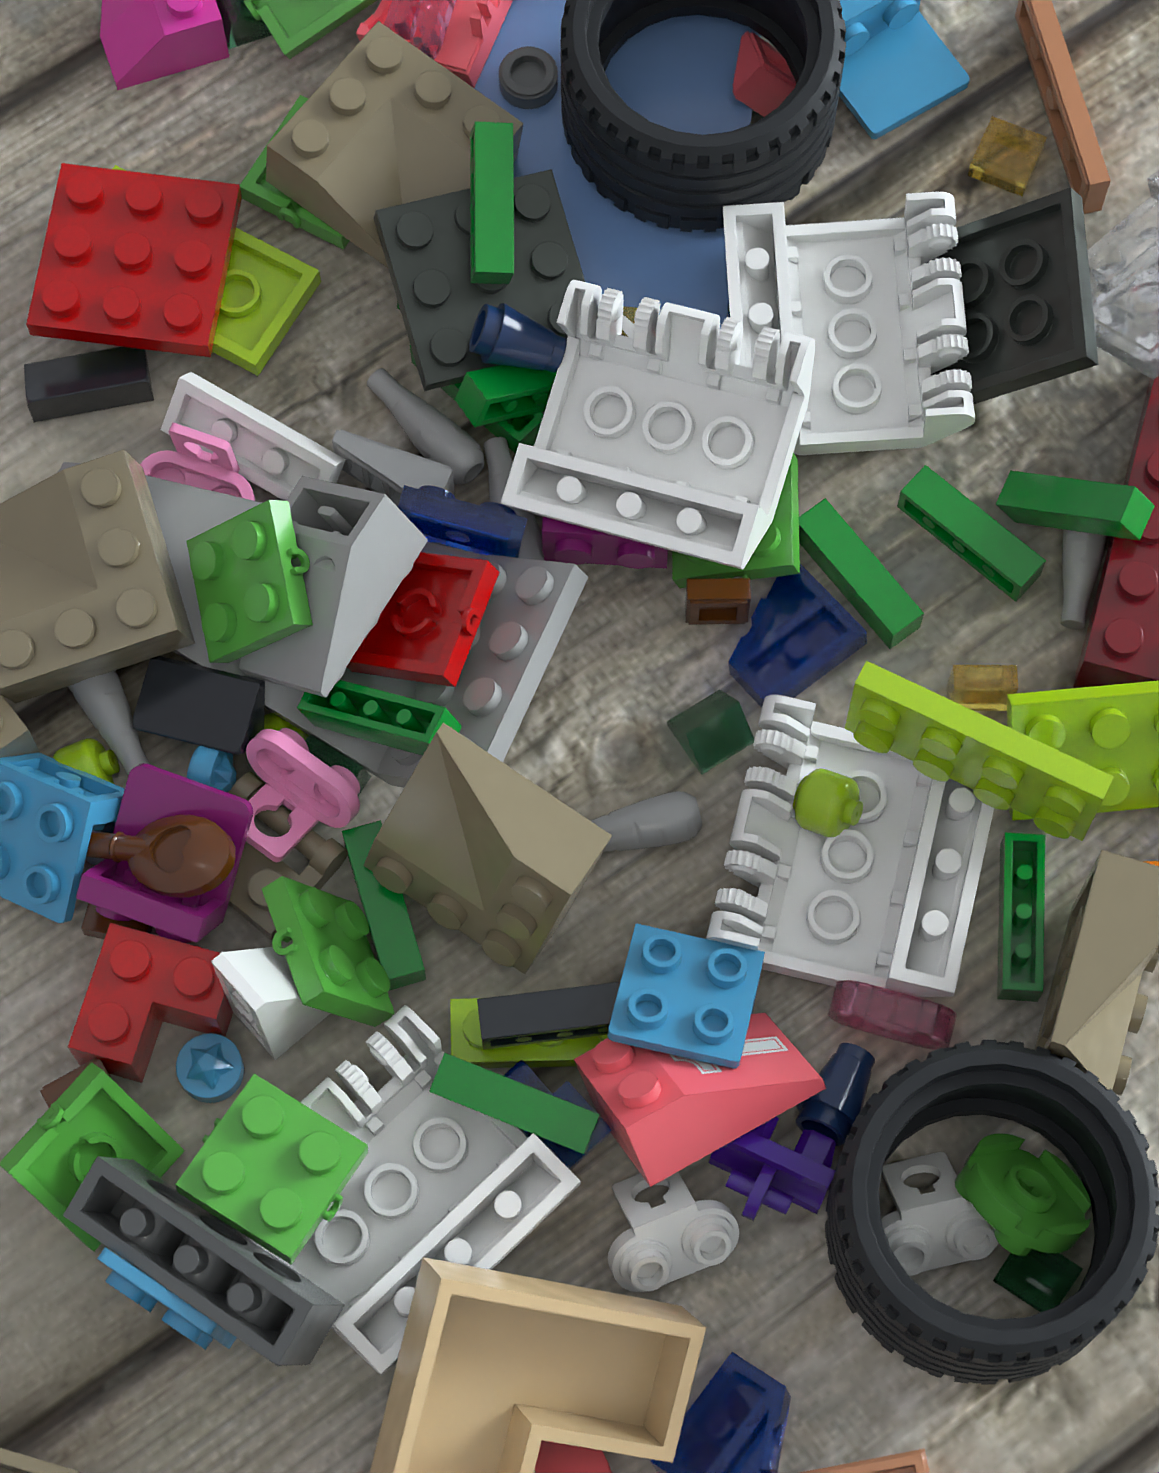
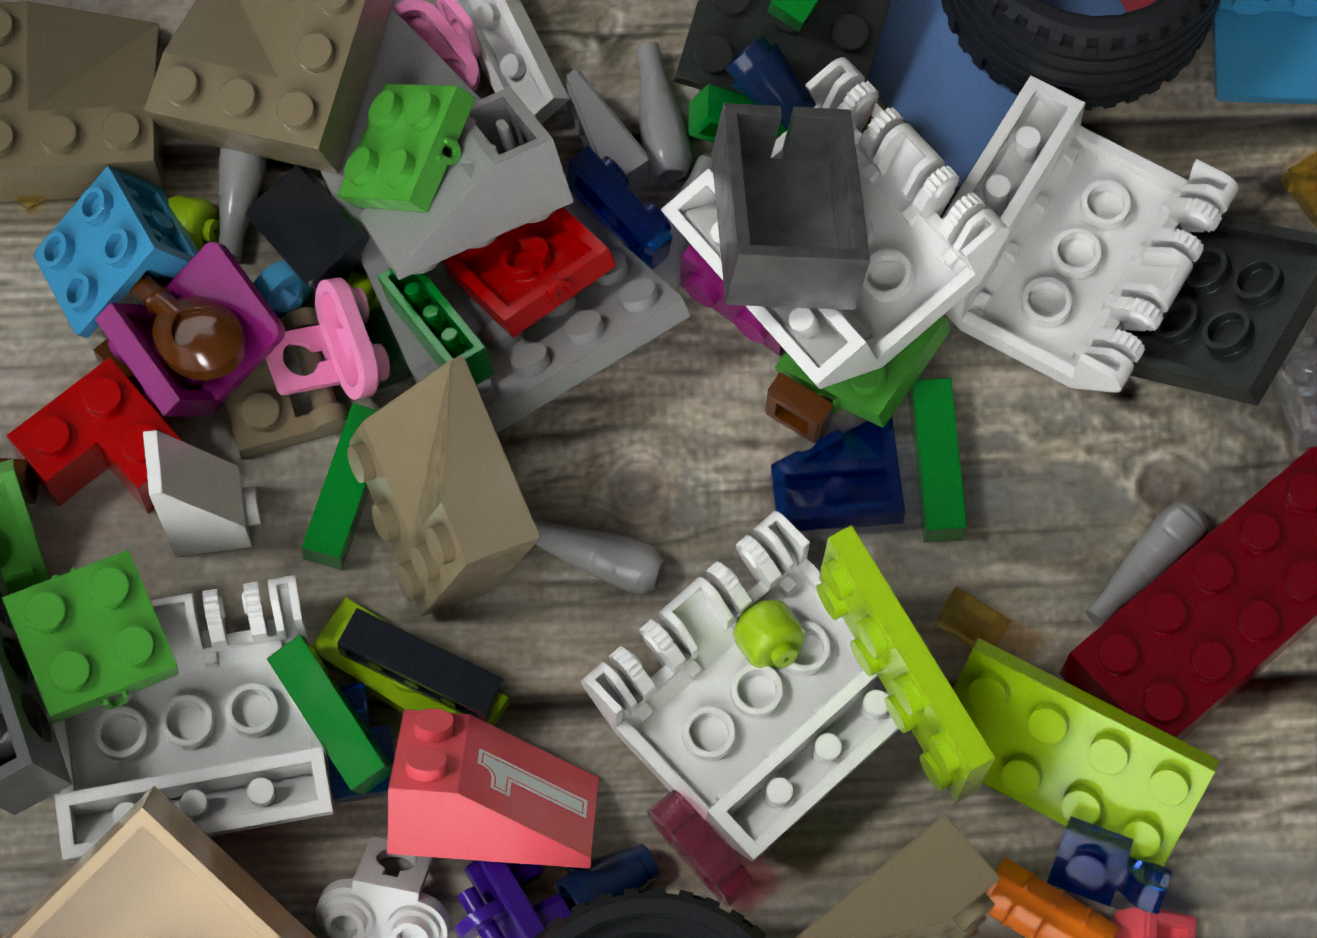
camera: 30 degrees right, 0 degrees up
(210, 1068) = (116, 526): dark azure tile -> none
(328, 952) = (266, 493): bright green plate -> none
(629, 438) = (793, 222): none -> flat silver piece
(686, 996) = (529, 717): dark azure bracket -> none
(712, 730) = (719, 514): clear green slope -> none
(970, 533) = (1060, 486): green piece -> none
(1021, 917) = (871, 835): green piece -> none
(1075, 504) = (1160, 516): green piece -> none

